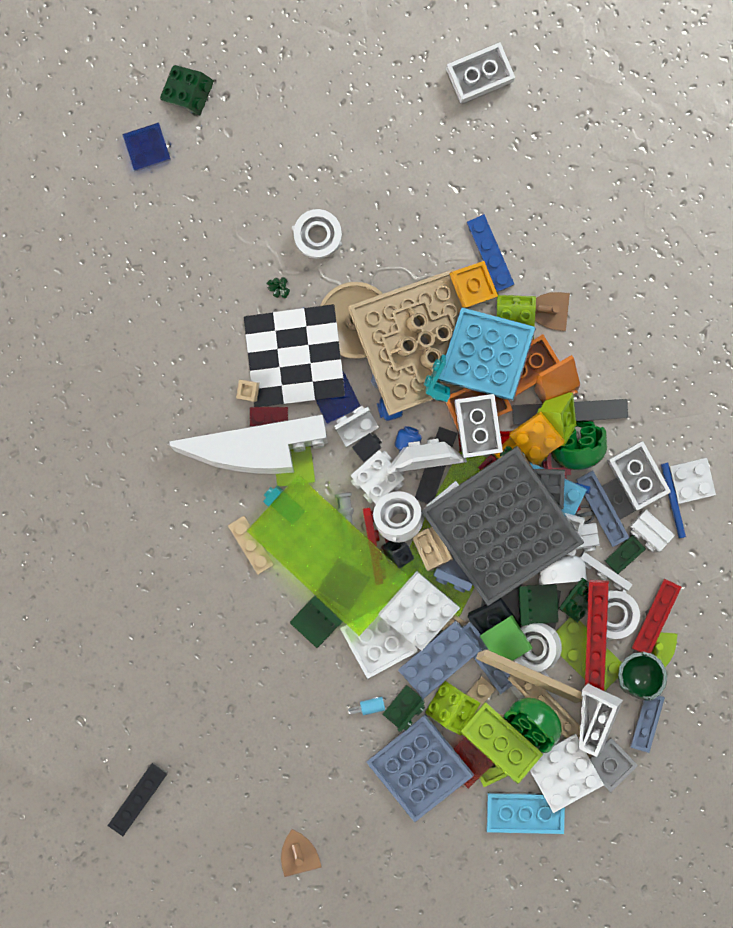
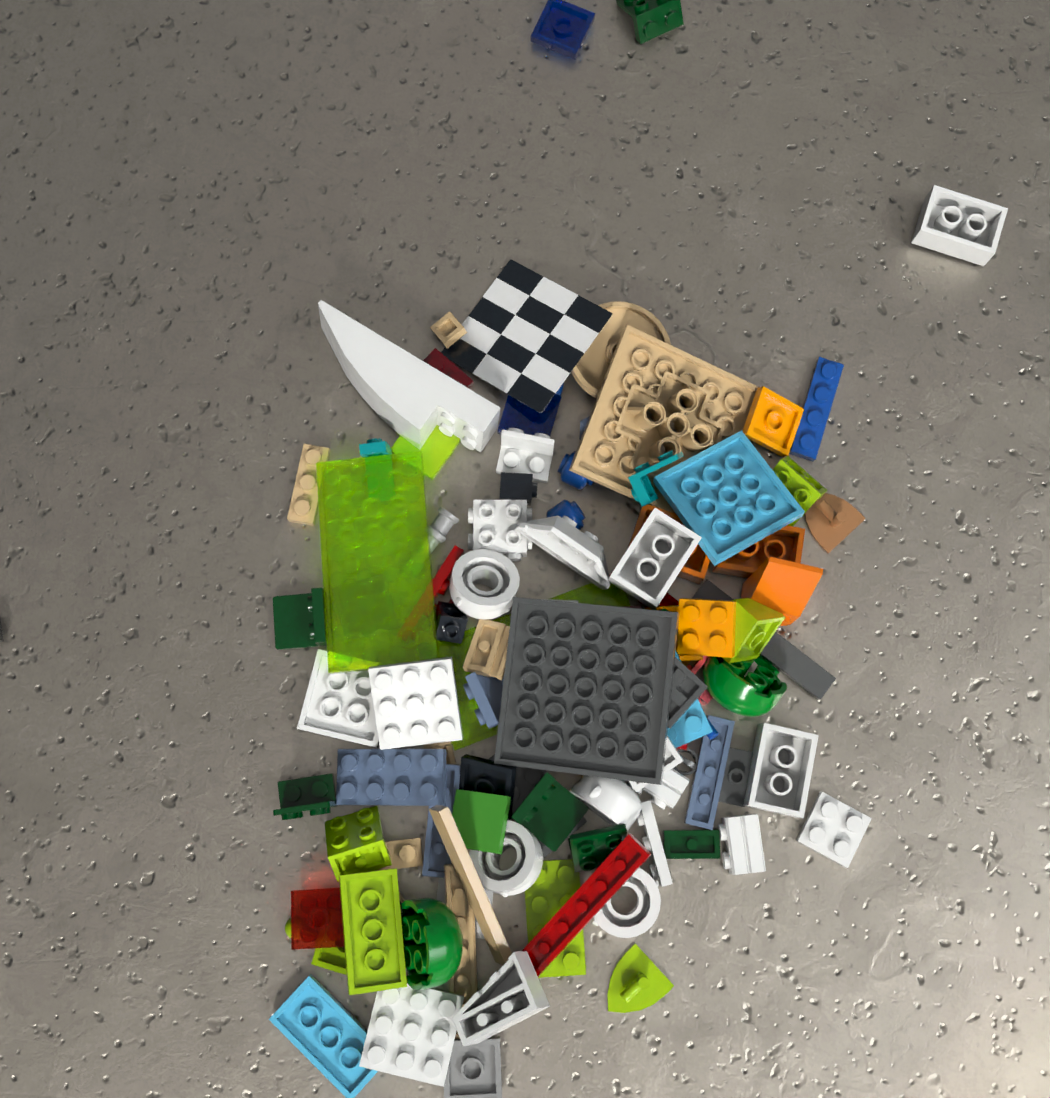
camera: 40 degrees right, 10 degrees down
(278, 287) = (570, 258): dark green plant -> none
(298, 854) = (50, 854): medium nougat shield -> none
(317, 218) = (661, 221): white piece -> none
(368, 706) = (272, 761): medium azure piece -> none
(420, 768) = (261, 878): sand blue plate -> none
(432, 475) = (560, 577): black plate -> none
(642, 676) = (595, 999): dark green cylinder -> none
(647, 724) = (555, 1057): sand blue plate -> none
(656, 616) = (667, 946): red plate -> none
(673, 500) = (793, 835): blue bar -> none

